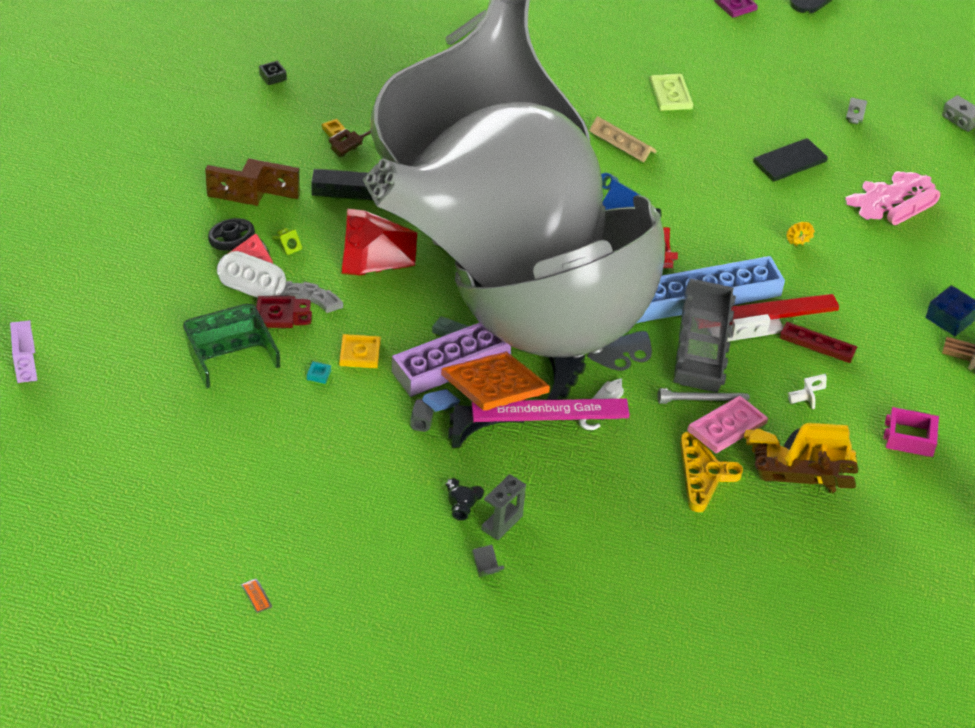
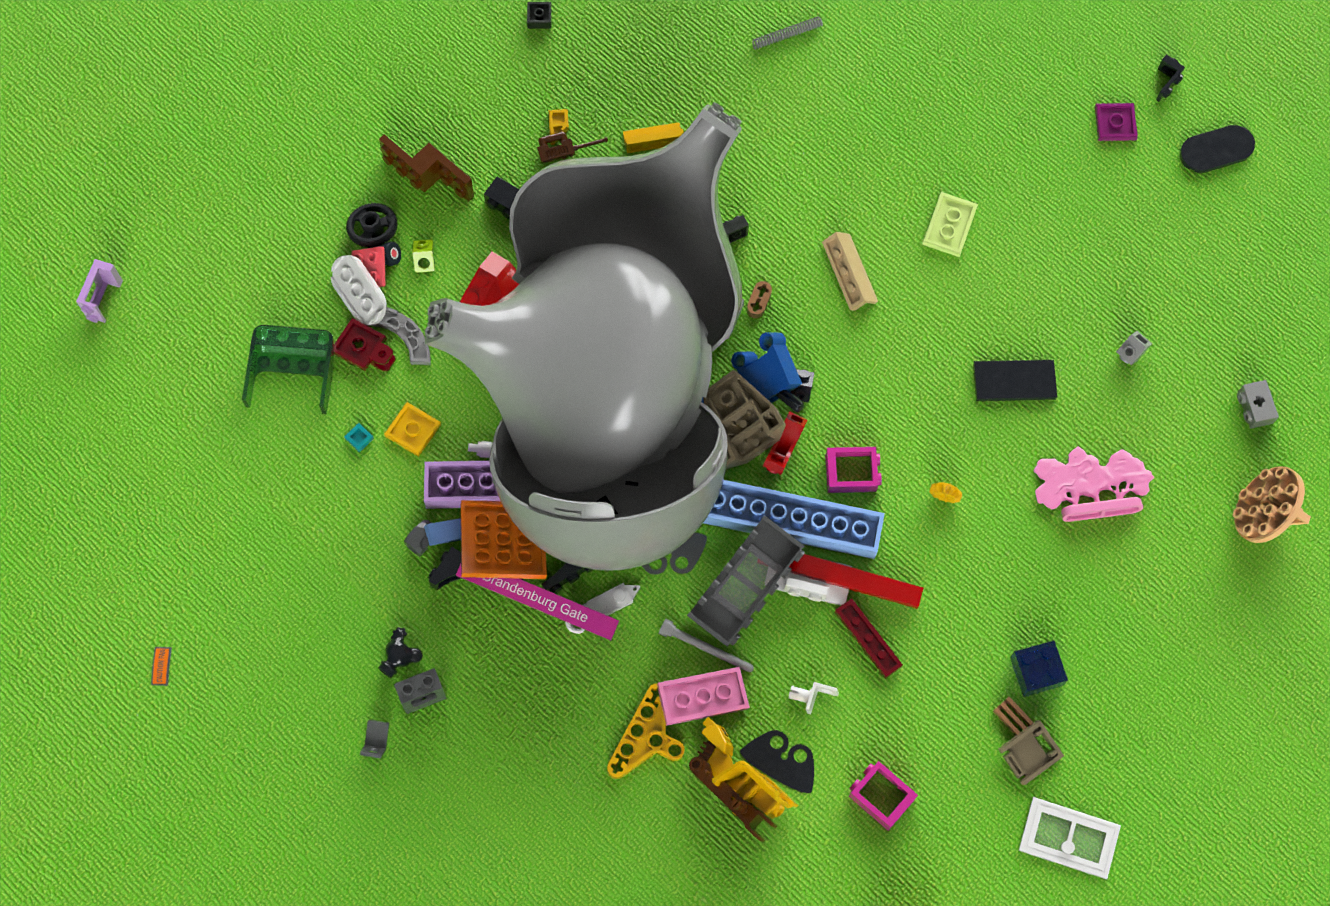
camera: 30 degrees right, 25 degrees up
(426, 338) = (482, 448): none -> white cylinder
(710, 257) = (852, 486): none -> dark pink window

